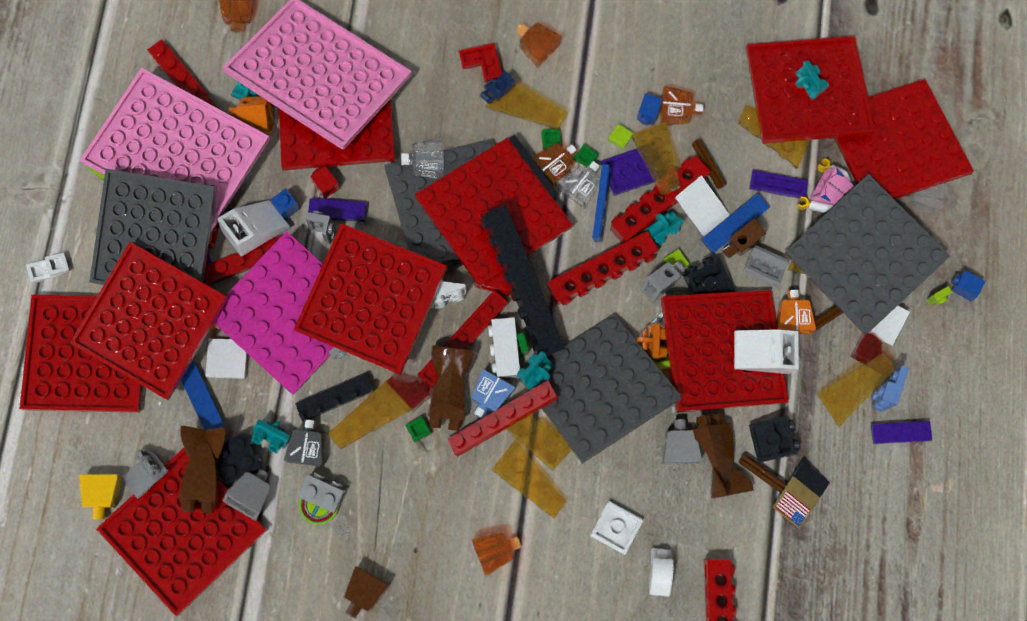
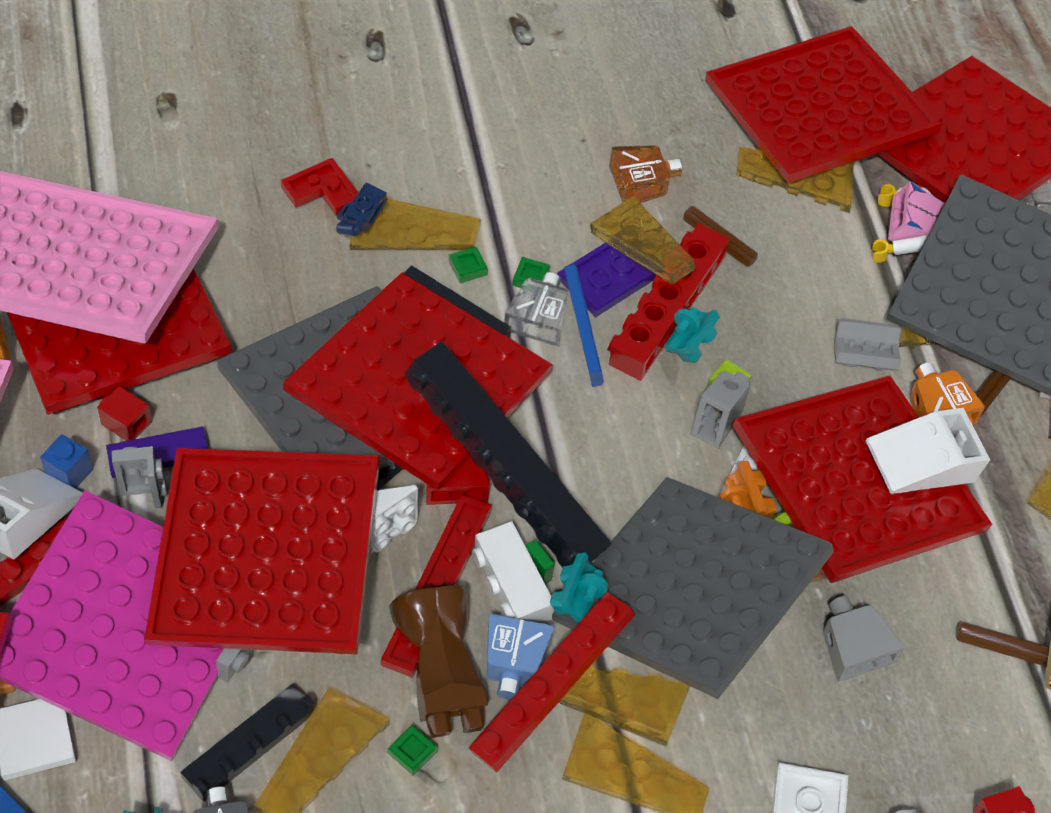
camera: 20 degrees left, 20 degrees down
(413, 393) = (382, 691): clear red arch -> none
(426, 158) = (284, 329): clear torso -> none
(538, 42) = (399, 142): clear orange torso -> none
(555, 162) = (489, 286): clear orange torso -> none
(620, 136) = (572, 234): lime tile -> none
(641, 243) = (668, 365): red brick -> none
(649, 109) = (601, 186): blue brick -> none
(702, 206) = (739, 292): white sticker -> none
(708, 277) = (788, 380): black plate -> none
(718, 444) = (911, 606): reddish brown hips -> none
(720, 235) = (794, 304): blue tile -> none
(751, 234) = (822, 313): reddish brown torso -> none
(774, 439) = (997, 583): black plate -> none
(778, 184) = (831, 237): dark purple tile -> none
(810, 81) = (820, 84): teal hips -> none

